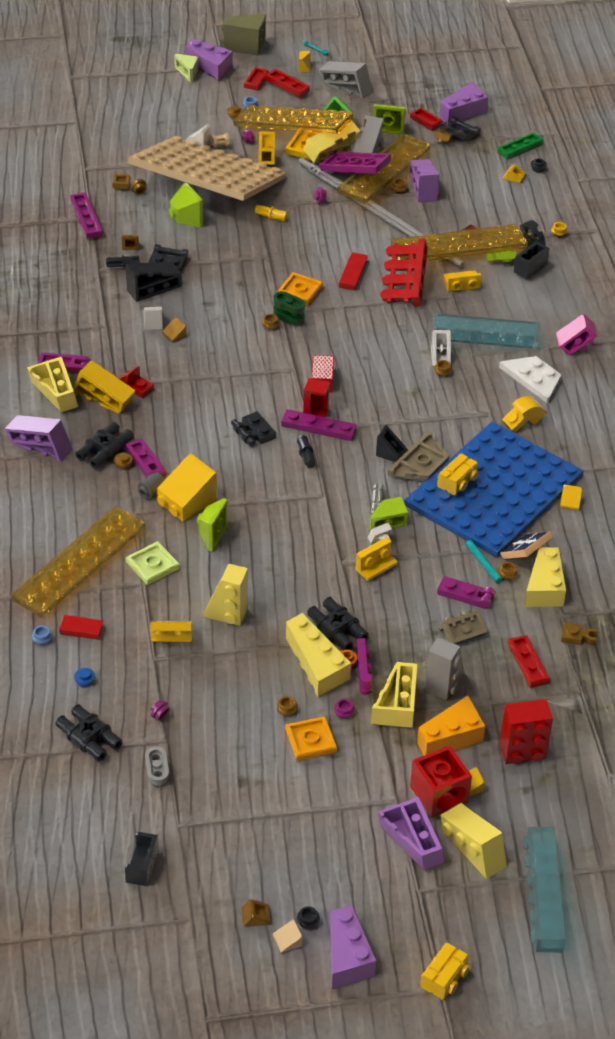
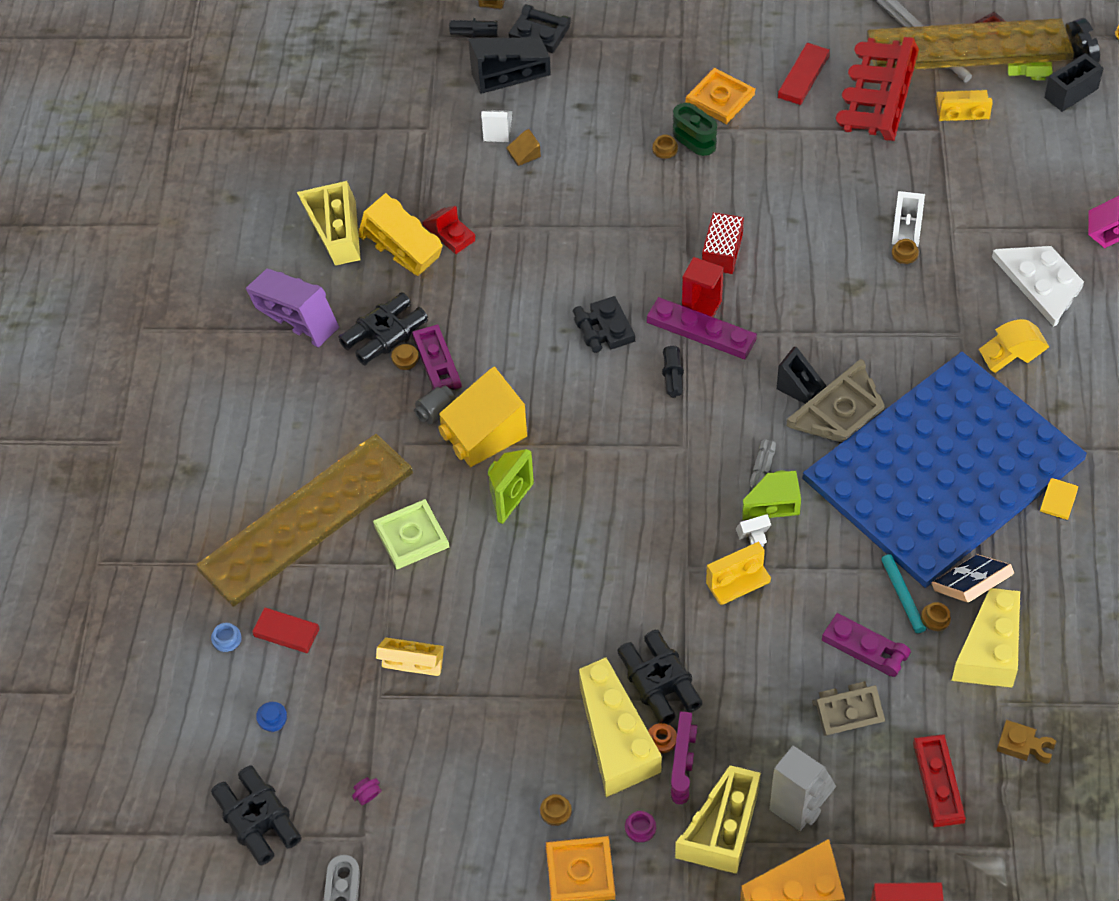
camera: 15 degrees right, 10 degrees up
(72, 362) = (360, 184): magenta plate -> none
(230, 596) = (505, 616): light yellow wedge -> none
(458, 474) = (889, 443): yellow brick -> none
(488, 330) = (984, 195): clear light blue brick -> none

